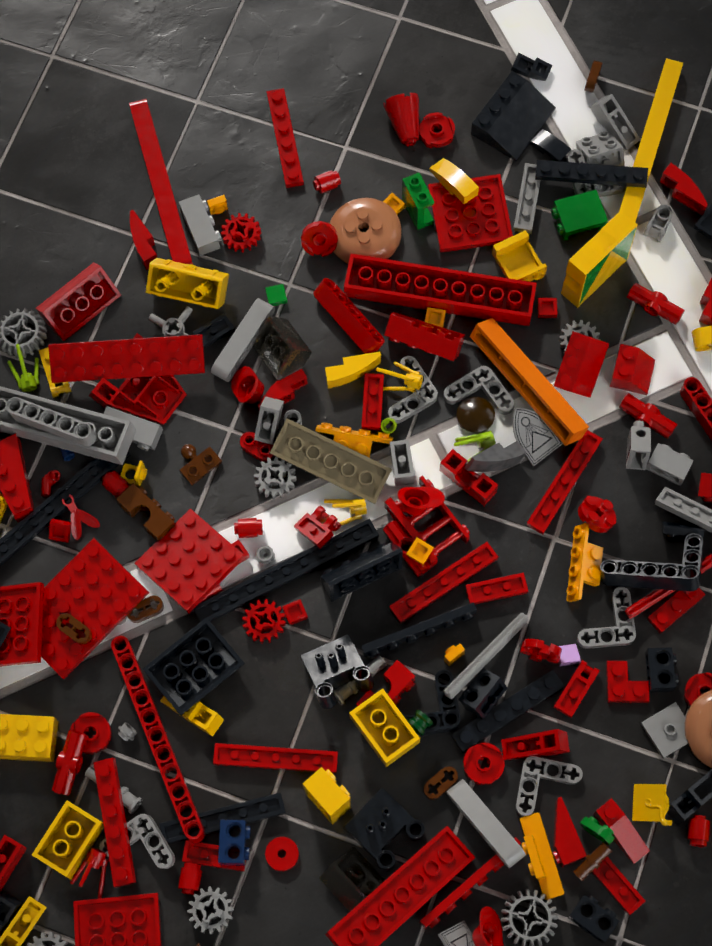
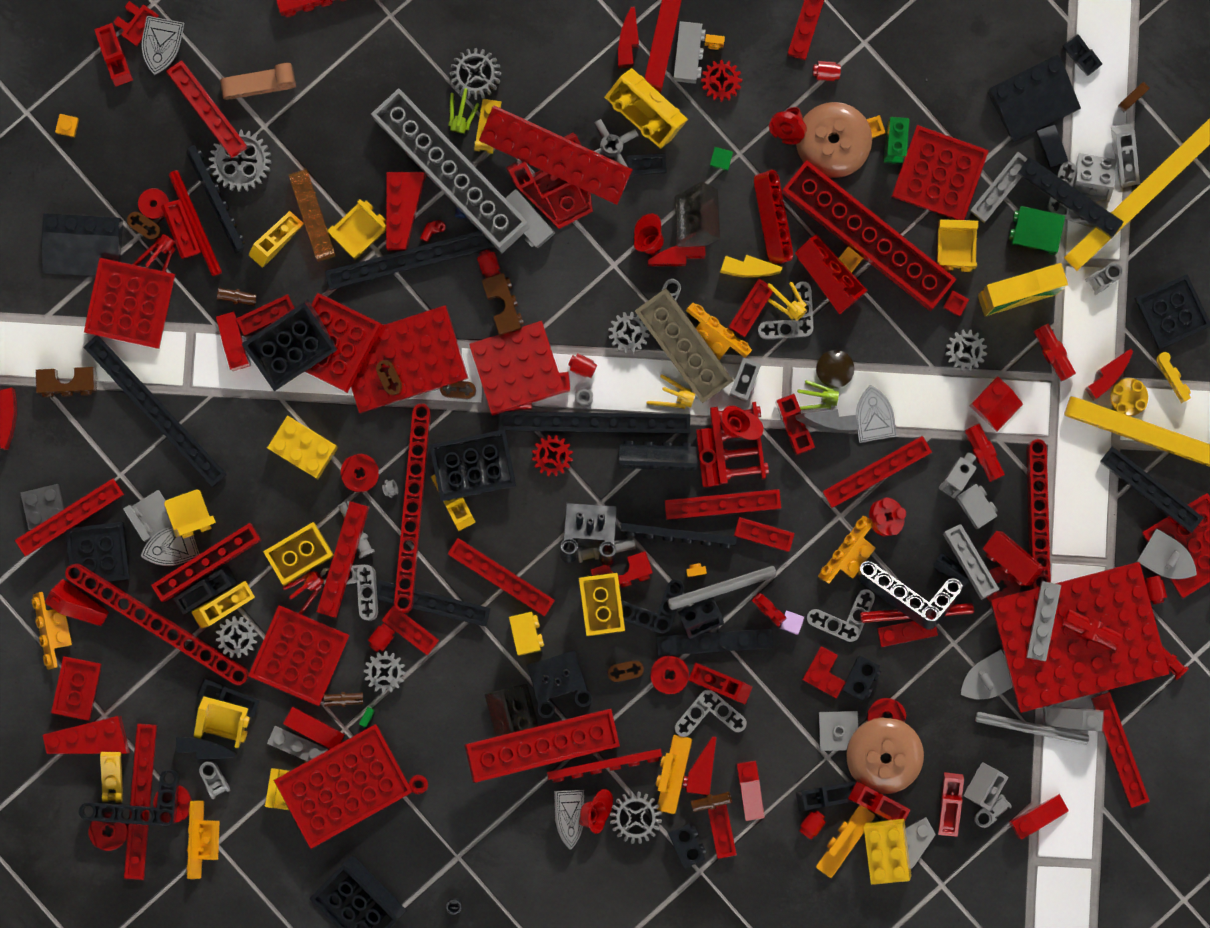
camera: 25 degrees right, 15 degrees up
(57, 427) = (454, 177): light grey beam -> none
(59, 530) = (420, 280): red plate -> none
(69, 762) = (330, 489): red piece -> none
(77, 516) = (442, 275): red piece -> none
(78, 301) = (541, 69): red slope -> none
(140, 474) = (514, 266): yellow bracket -> none
(199, 465) = (570, 284): reddish brown plate -> none
(227, 842) = (426, 627): dark blue brick -> none
(242, 340) = (668, 187): light grey beam -> none
(255, 447) = (628, 294): red plate -> none
(268, 420) = (650, 279): light grey brick -> none
(285, 863) = (474, 657): red piece -> none
(295, 612) = (583, 461): red tile -> none
(315, 531) = (636, 398): red plate -> none
(385, 422) = (752, 343): lime hinge -> none
(404, 116) = (932, 47): red cone -> none
(420, 551) = (715, 469): light orange plate -> none
(420, 722) = (633, 615): dark green wheel -> none
(434, 139) = (965, 67): red plate -> none
(455, 180) = (941, 136): yellow slope -> none
(483, 384) = (859, 346): light grey beam -> none
(486, 823) = (642, 724): light grey beam -> none
(529, 381) = (897, 365): orange brick -> none
(576, 689) = (781, 655): red plate -> none
(581, 364) = (952, 376): red slope -> none
(600, 832) = (732, 784): green plate -> none
(650, 803) = (785, 782): yellow hat -> none
(684, 188) = (1148, 255): red slope -> none

